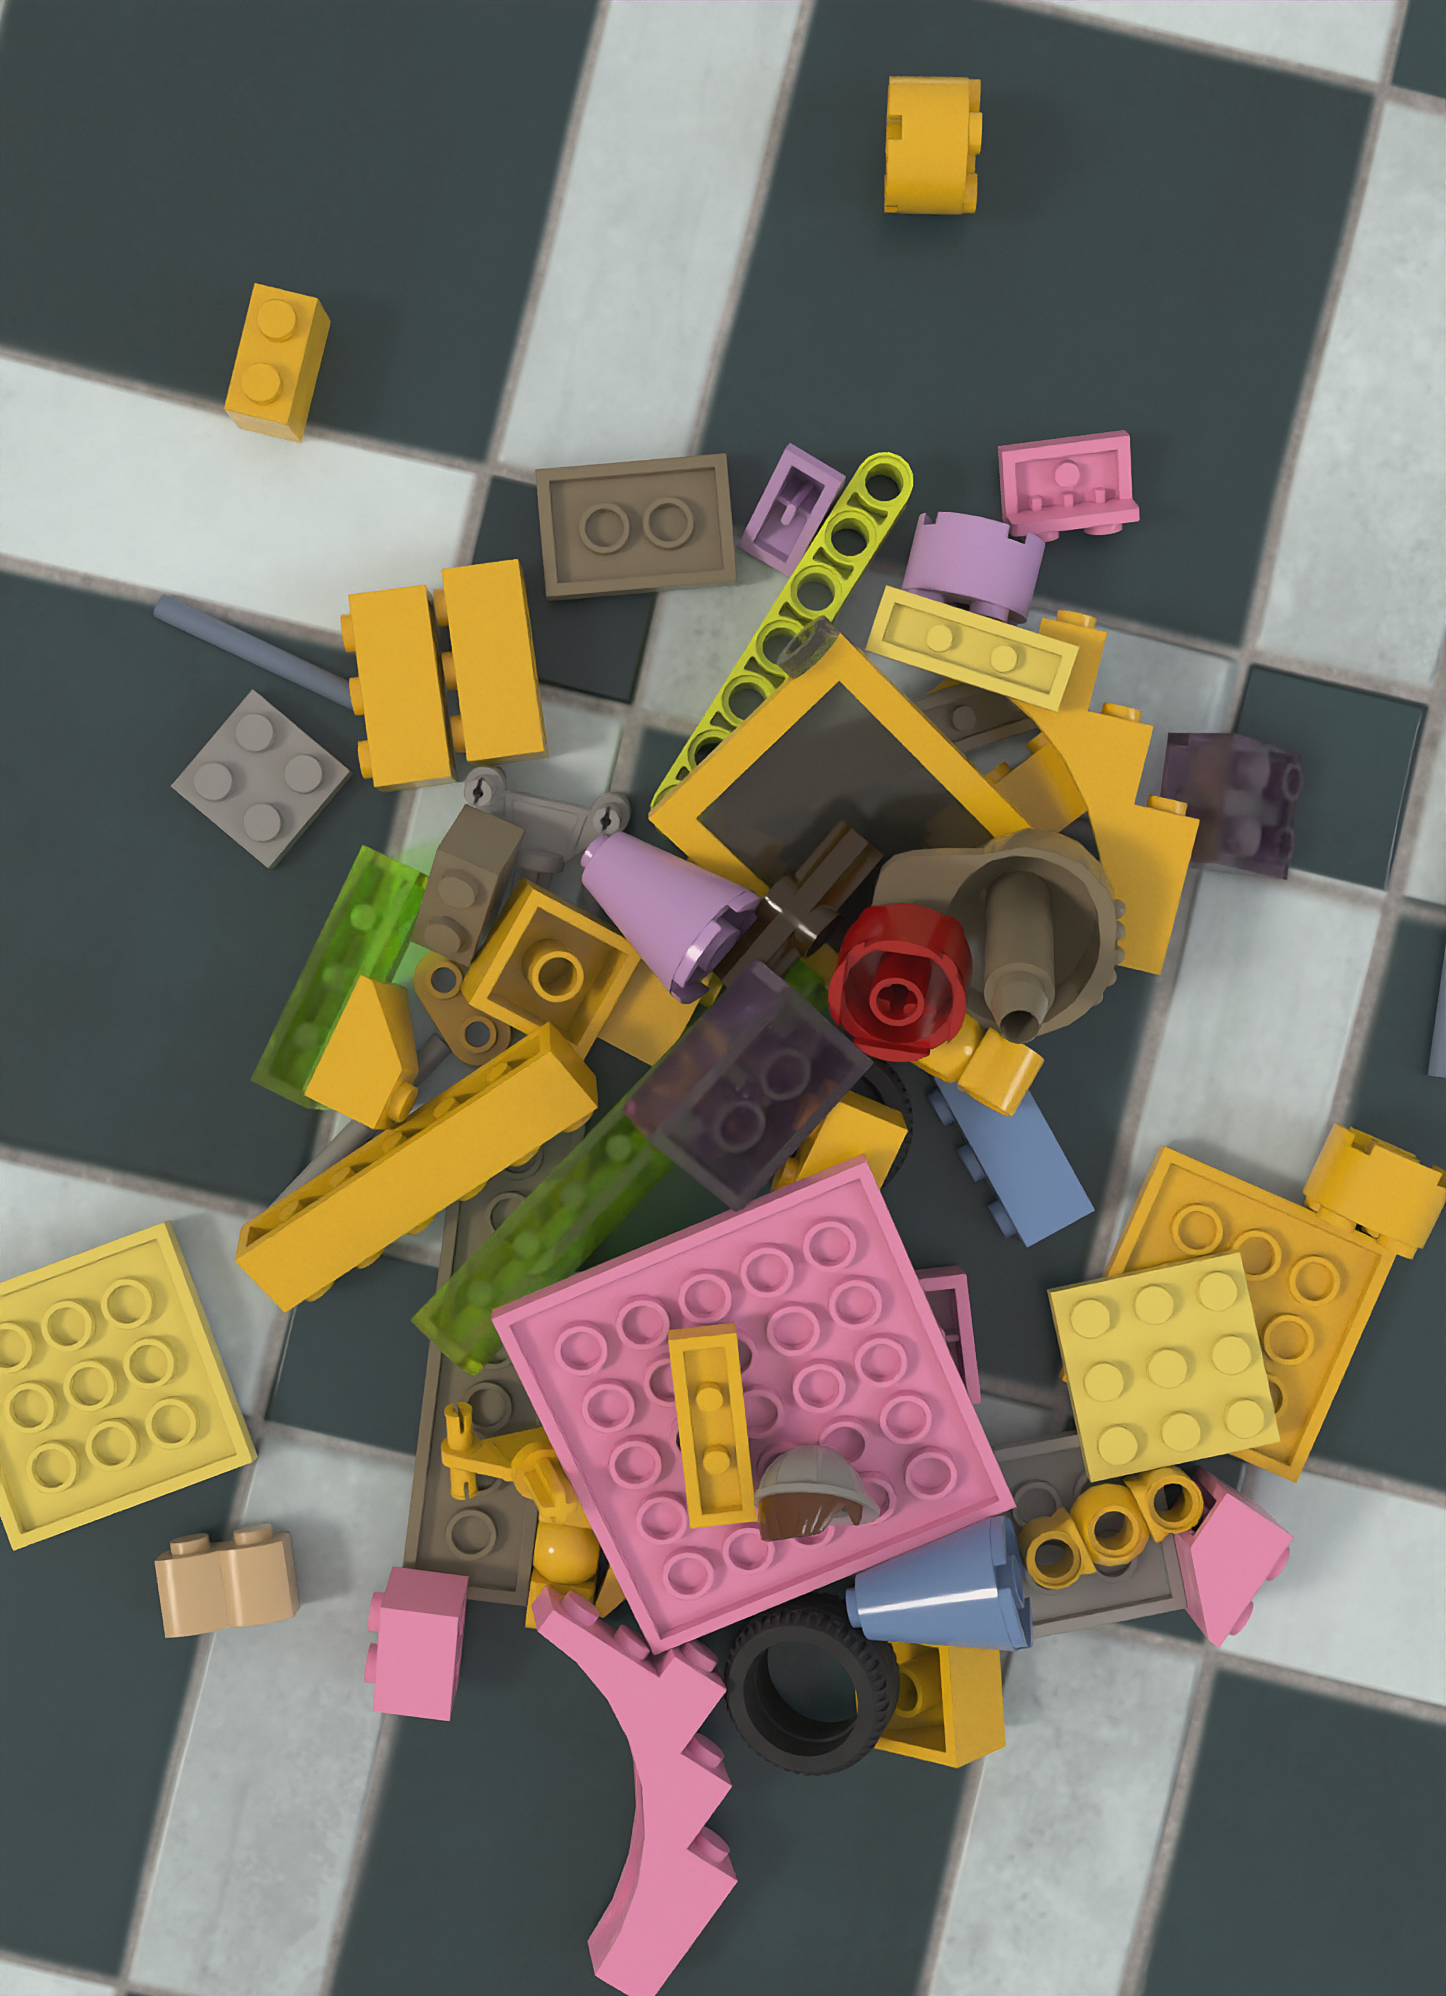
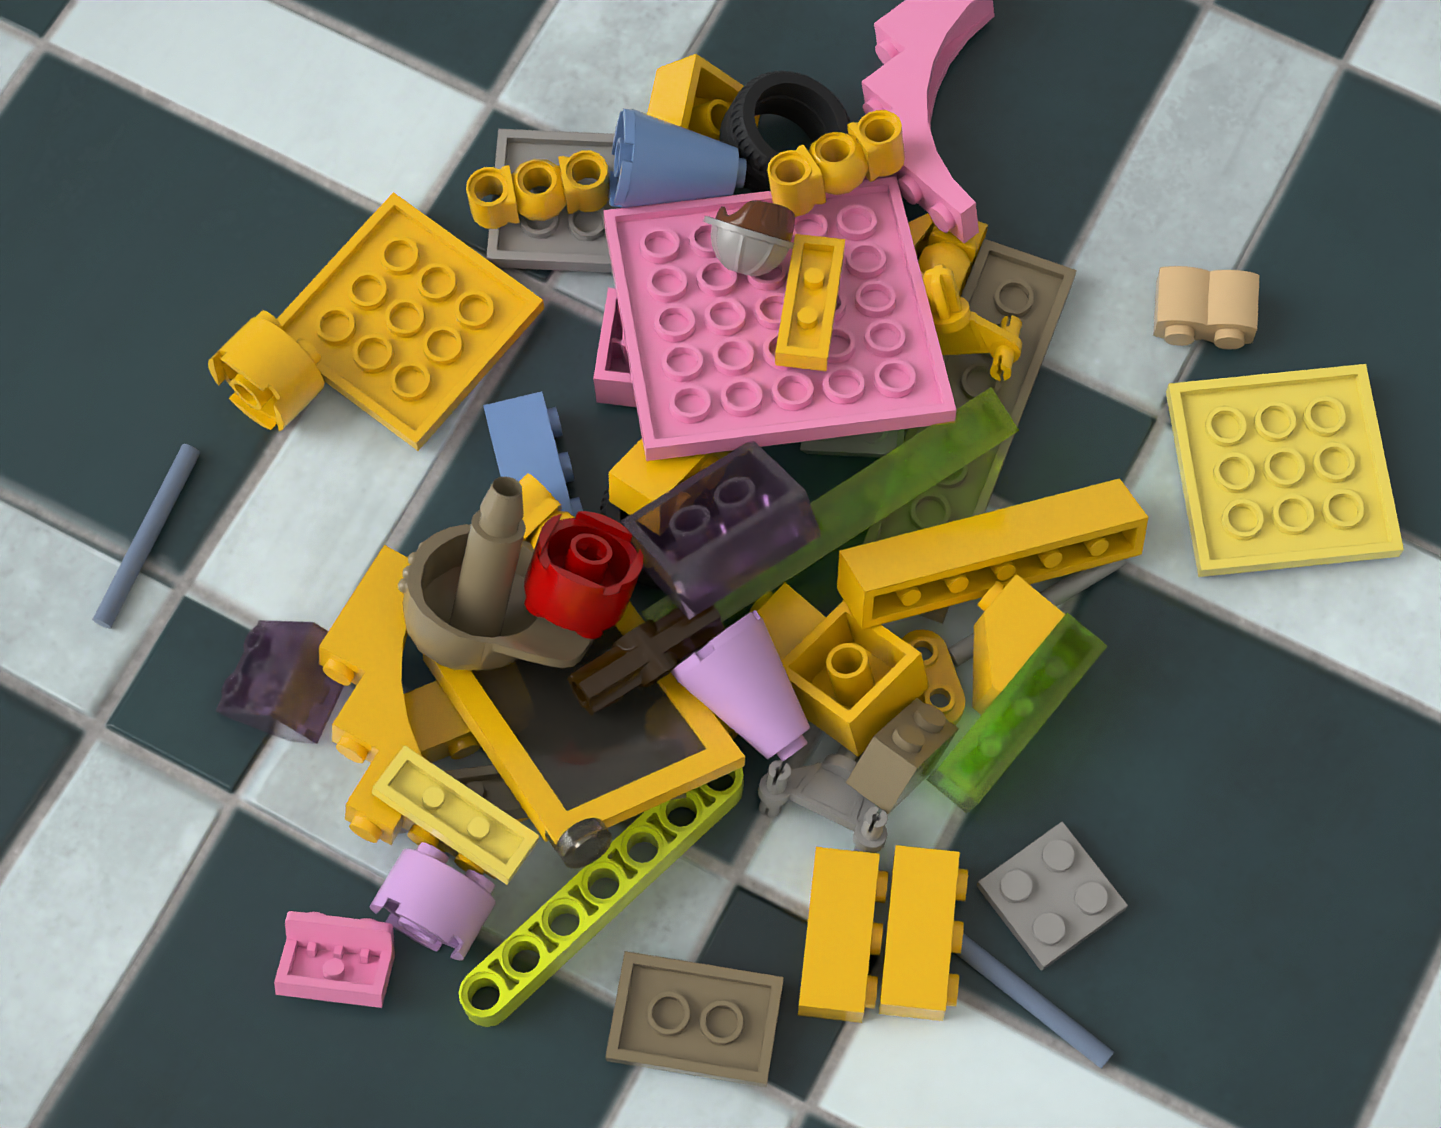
camera: 165 degrees left, 20 degrees down
(418, 1643) = (1069, 229): bright pink brick -> none
(714, 1668) = (837, 162): none -> yellow piece
(792, 510) = (564, 997): lavender slope -> none
(1163, 1365) = (465, 290): light yellow plate -> none
(1227, 1557) = (455, 148): bright pink slope -> none

